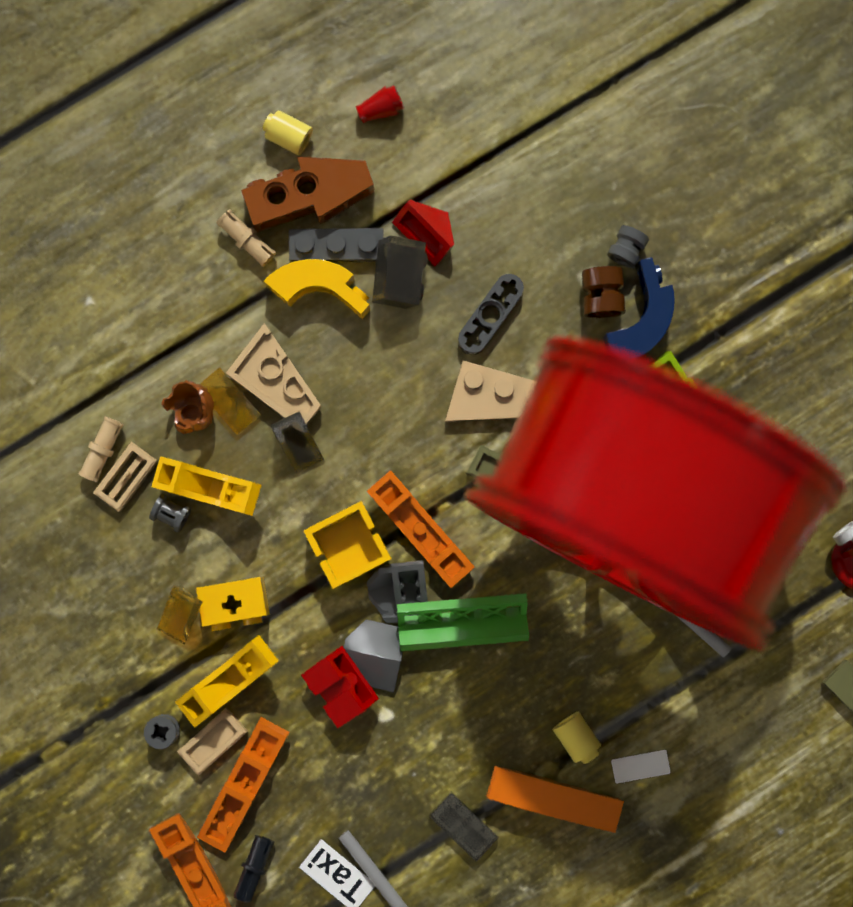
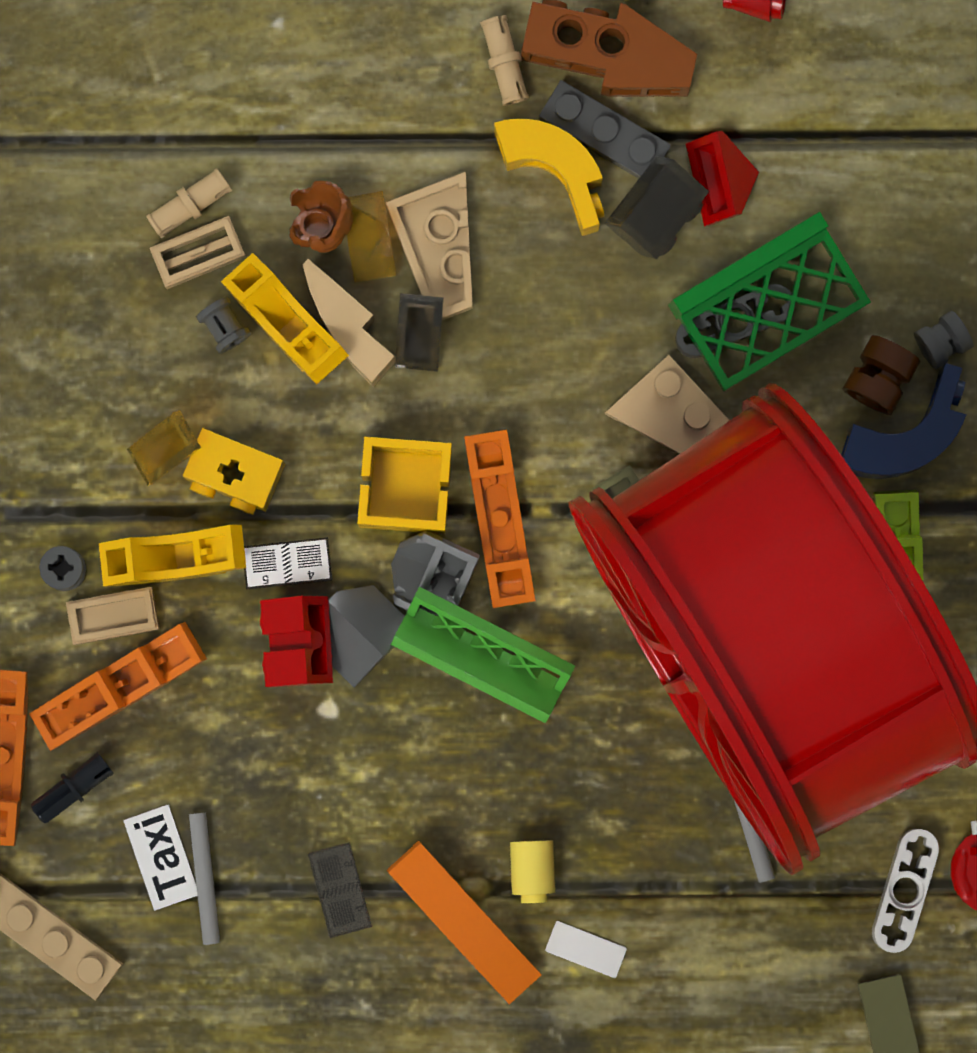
camera: 35 degrees right, 0 degrees up
(249, 464) = (347, 324): none -> tan slope
(303, 639) = (288, 563): none -> white tile
(481, 276) = (749, 270): none -> green fence
(829, 612) = (907, 925): none -> white beam

